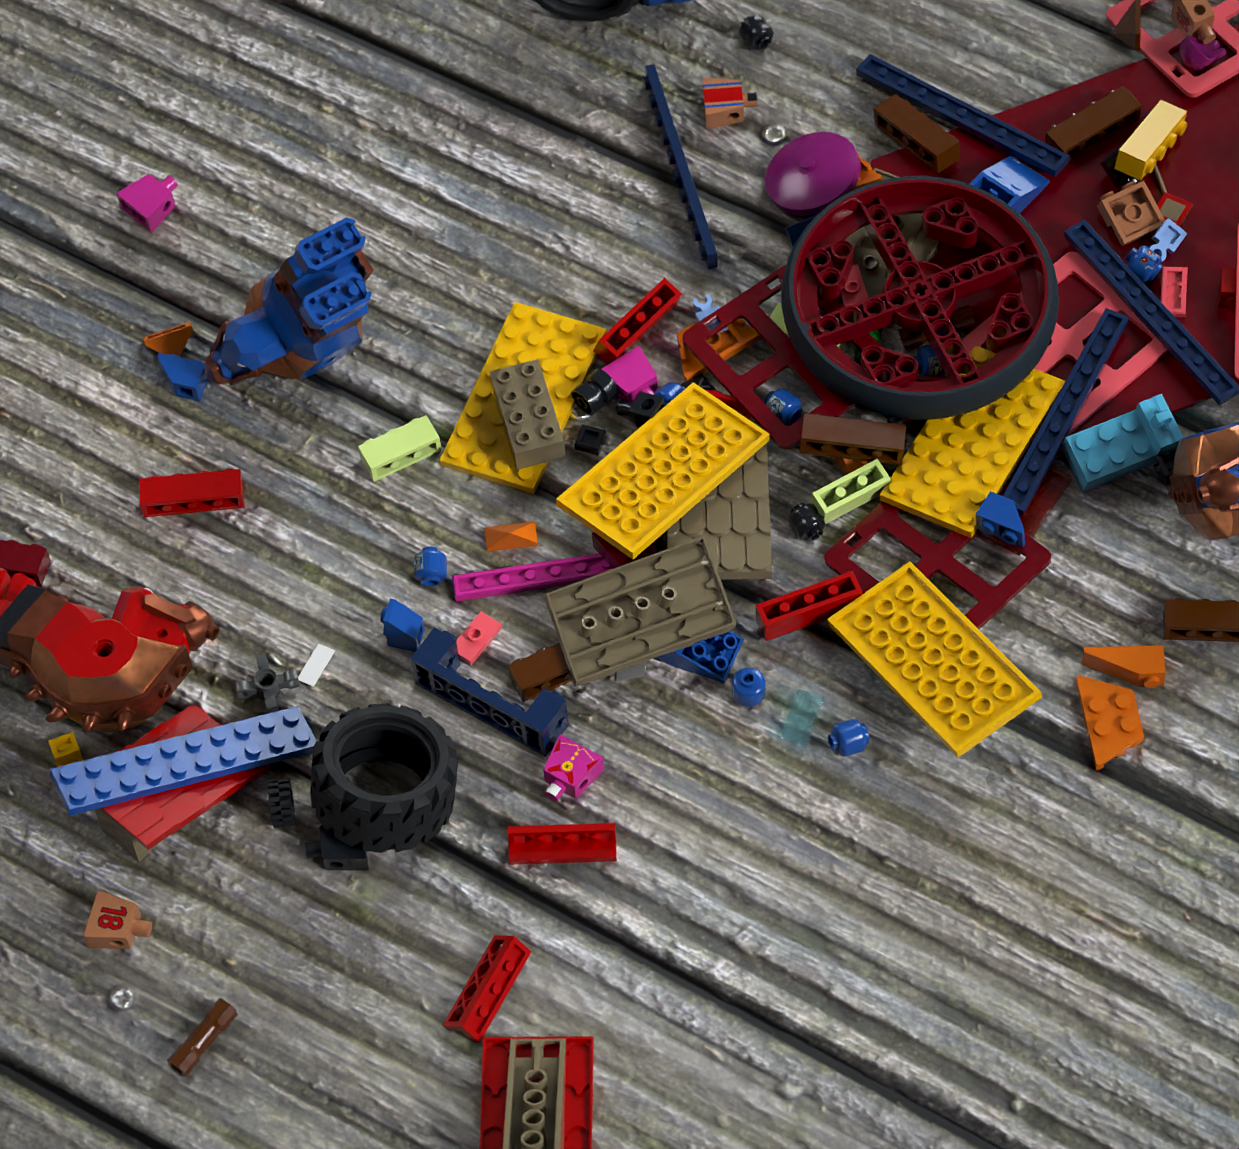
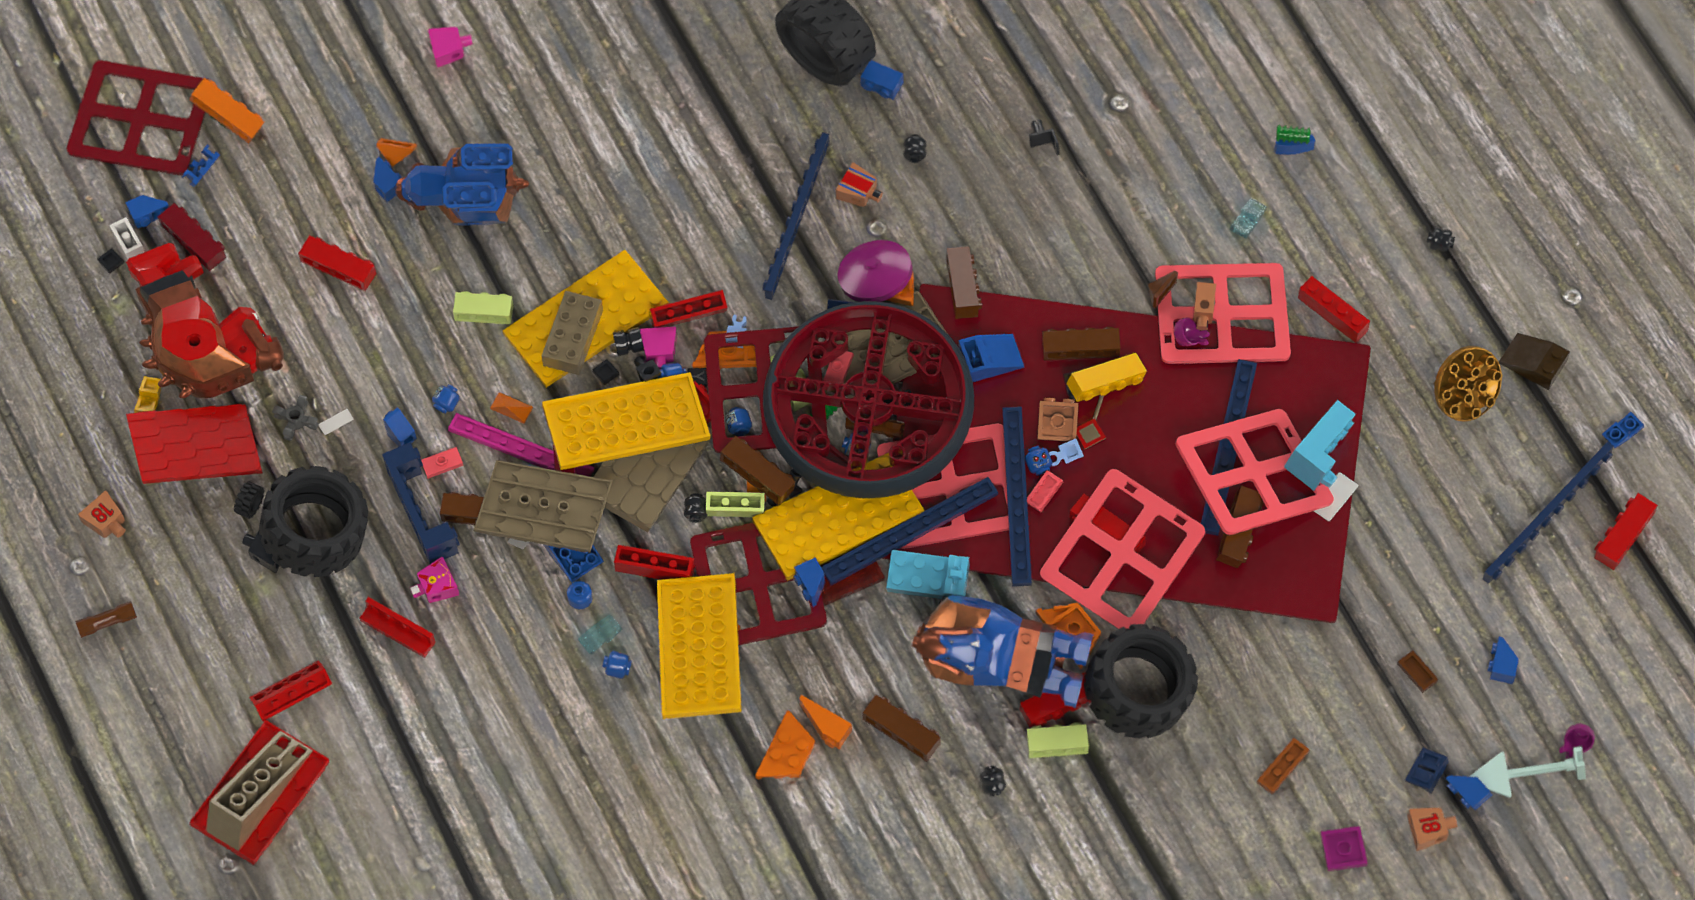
camera: 30 degrees right, 5 degrees up
(182, 760) = (205, 438): plate -> none
(963, 115) = (1002, 287): dark blue plate -> none

